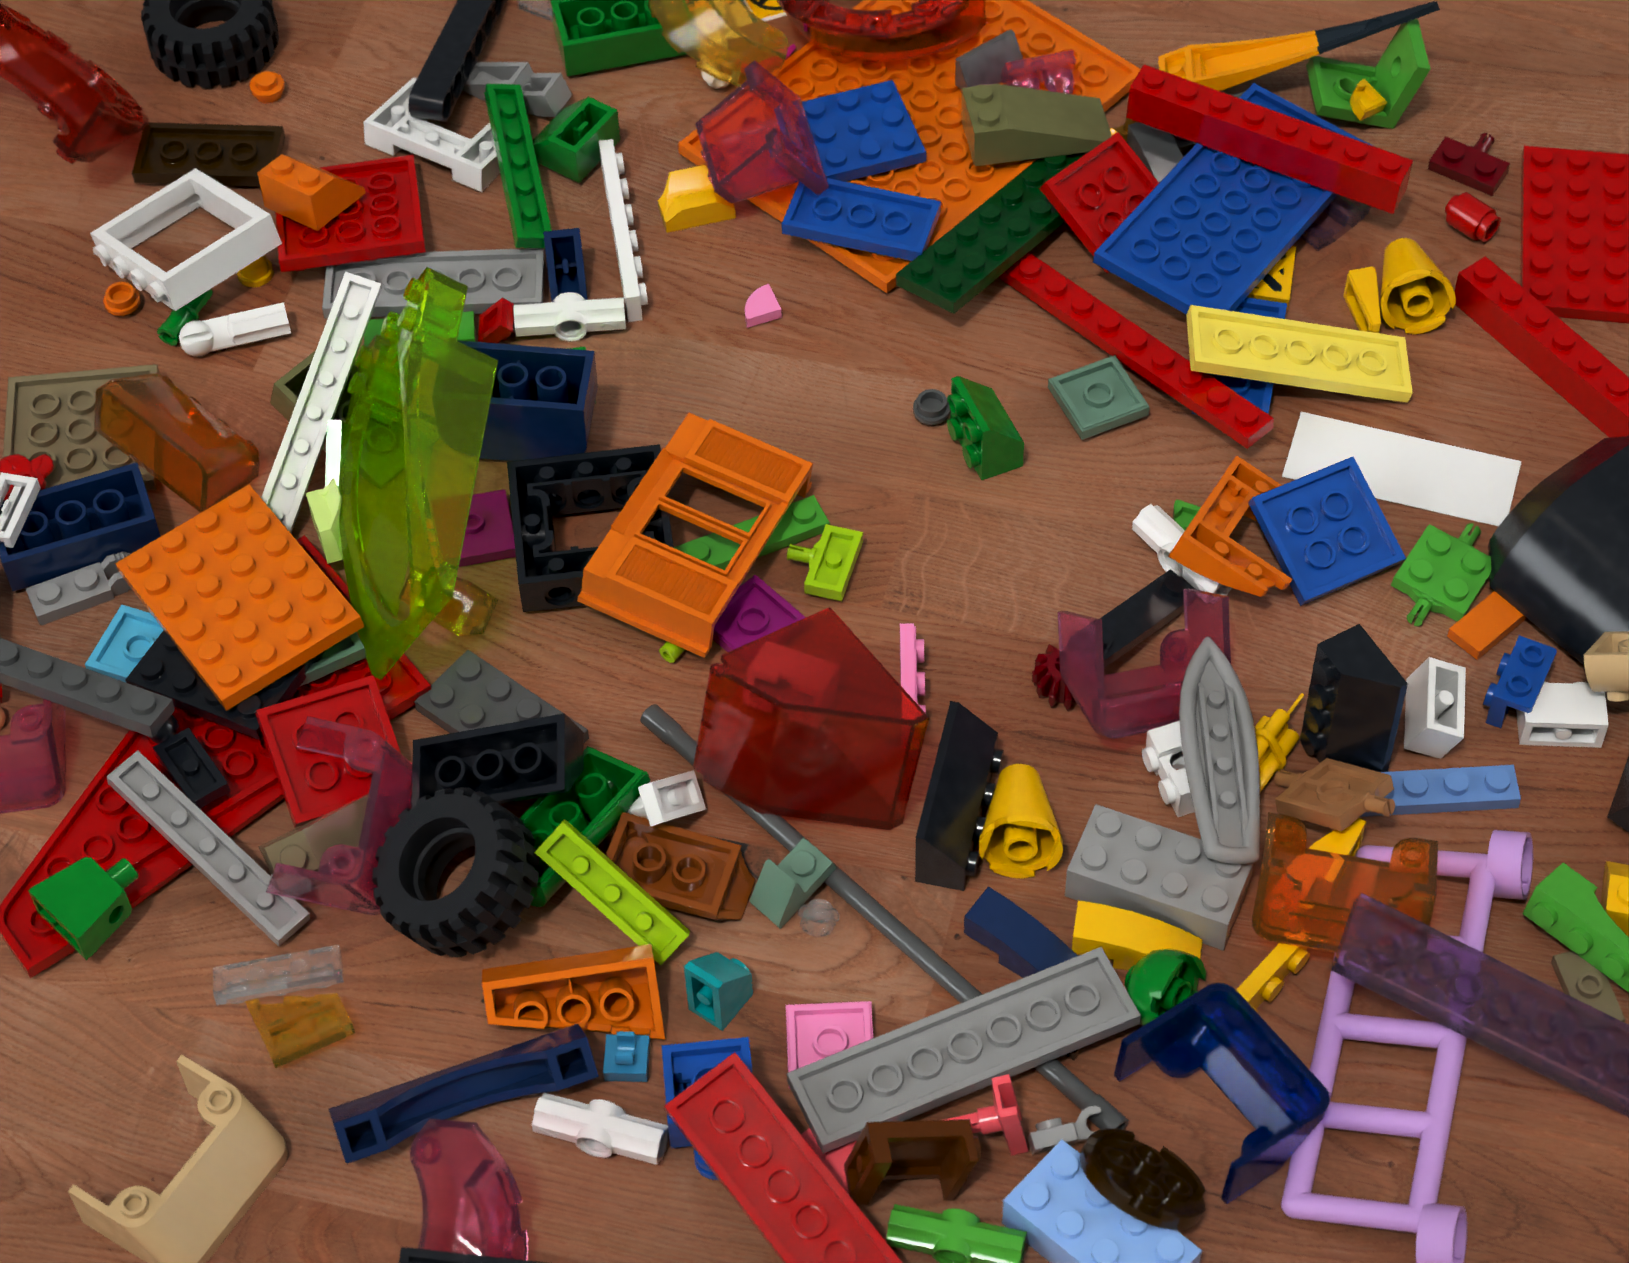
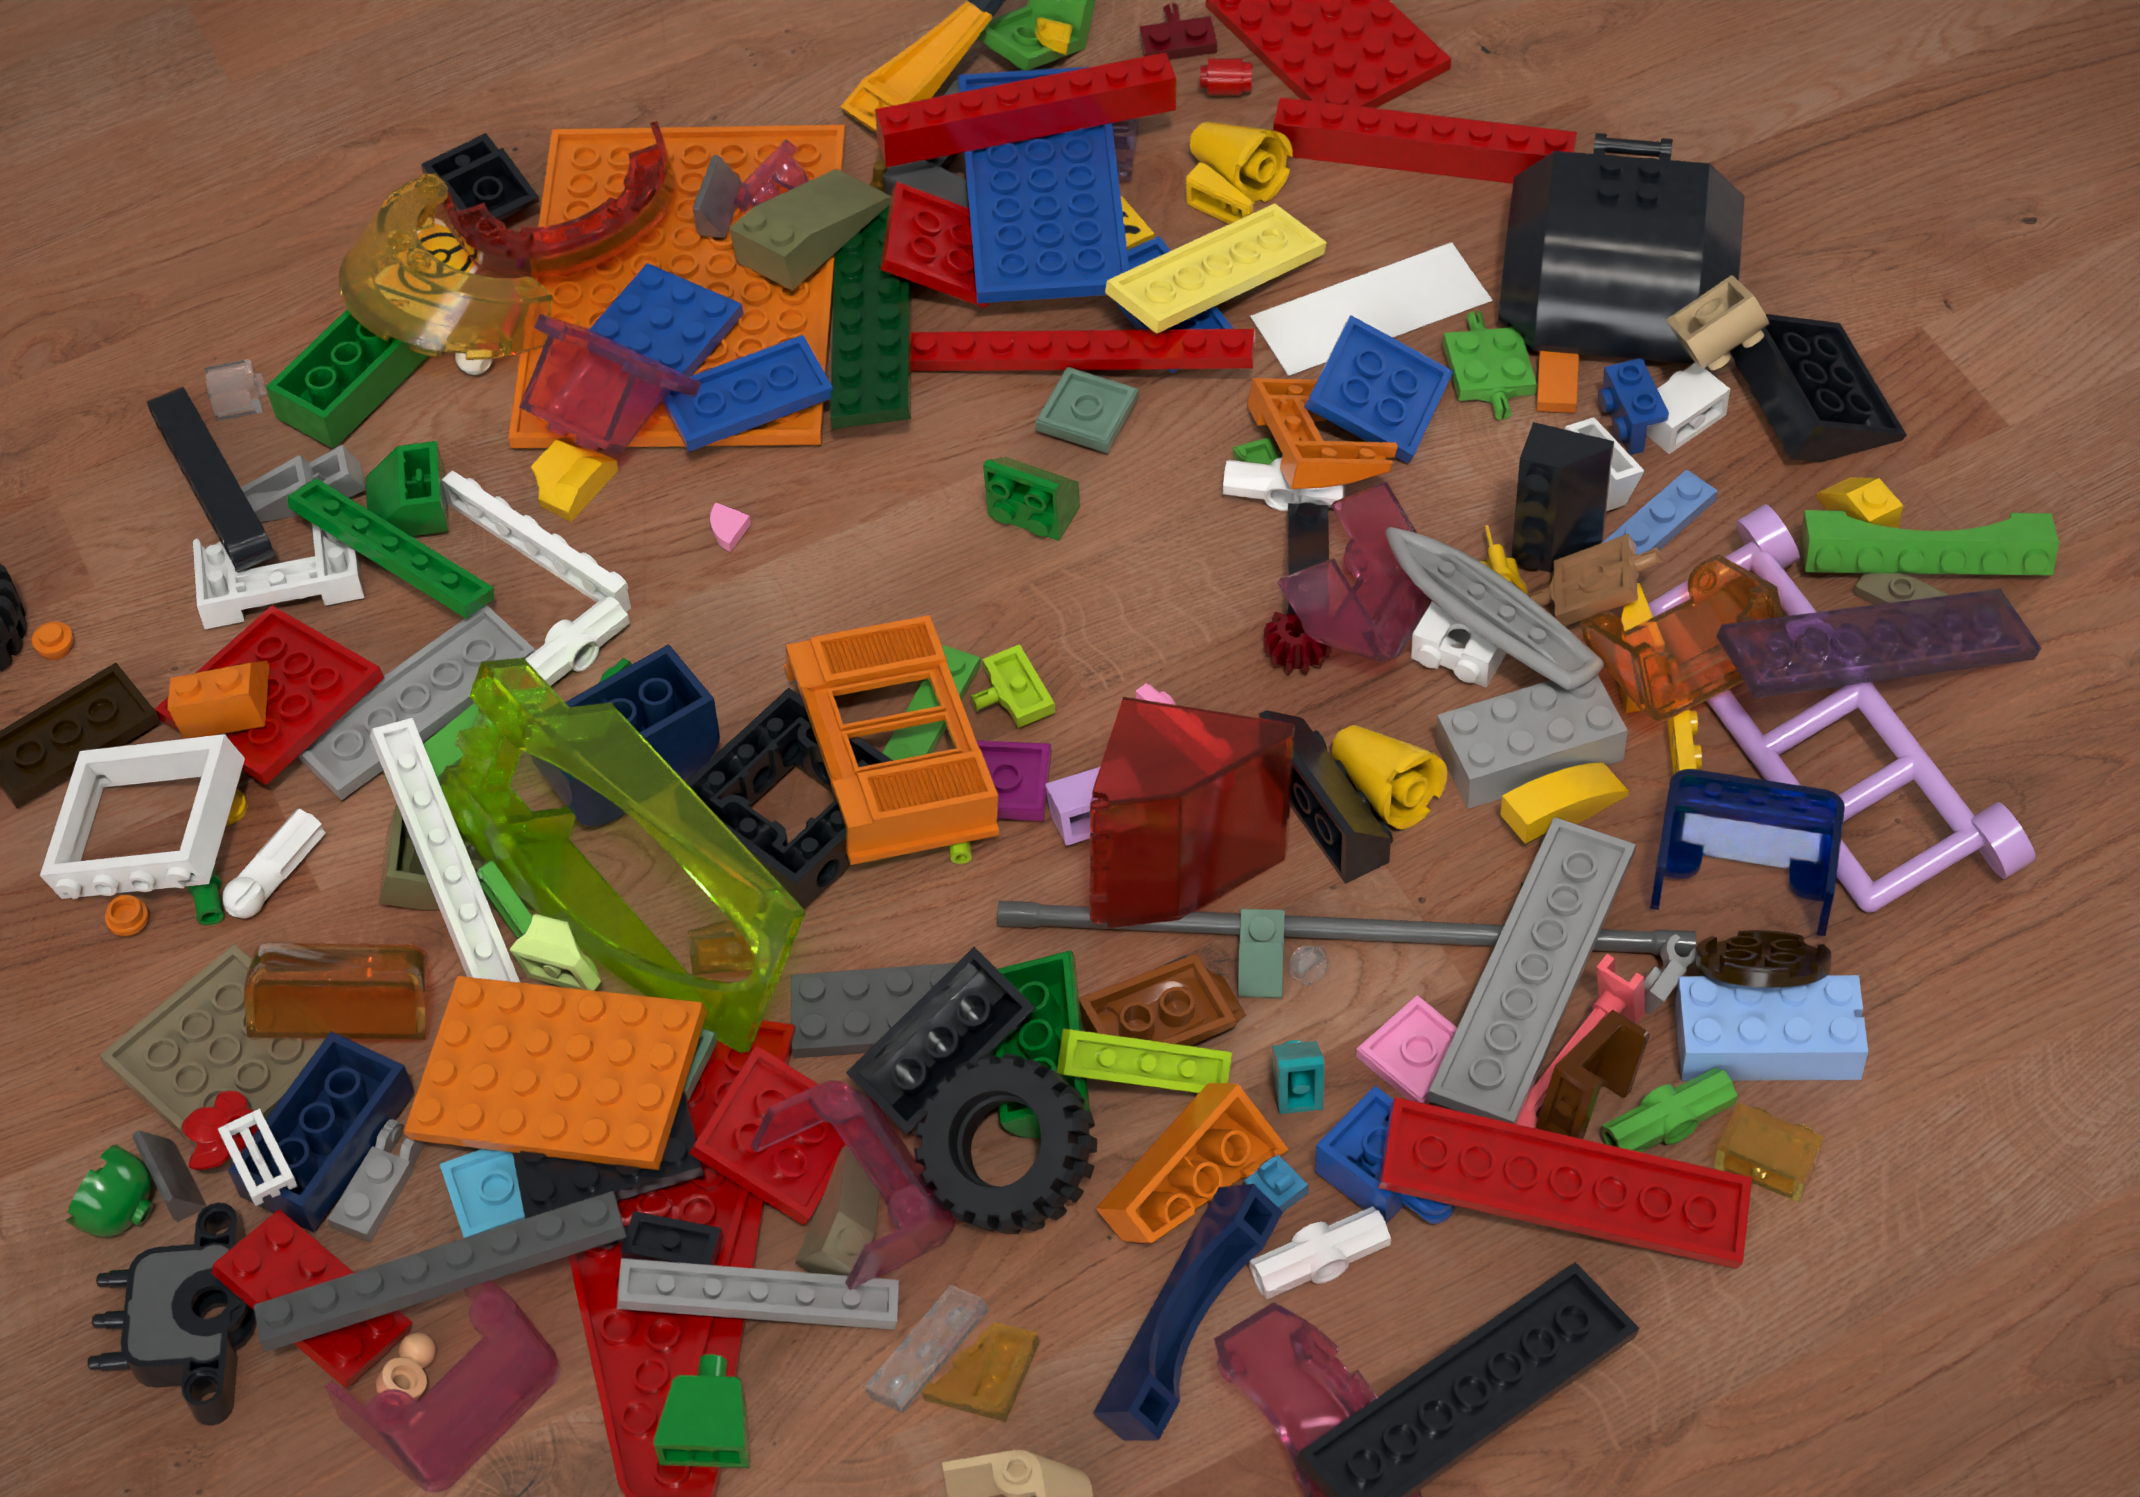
camera: 40 degrees left, 0 degrees up
(488, 530) = (666, 888): magenta plate -> none
(565, 262) = (522, 604): dark blue slope -> none
(668, 799) = (1101, 963): white tile -> none
(931, 407) = (961, 509): dark grey plate -> none
(1014, 934) = (1478, 861): dark blue slope -> none
(1163, 981) = (1624, 812): green cylinder -> none

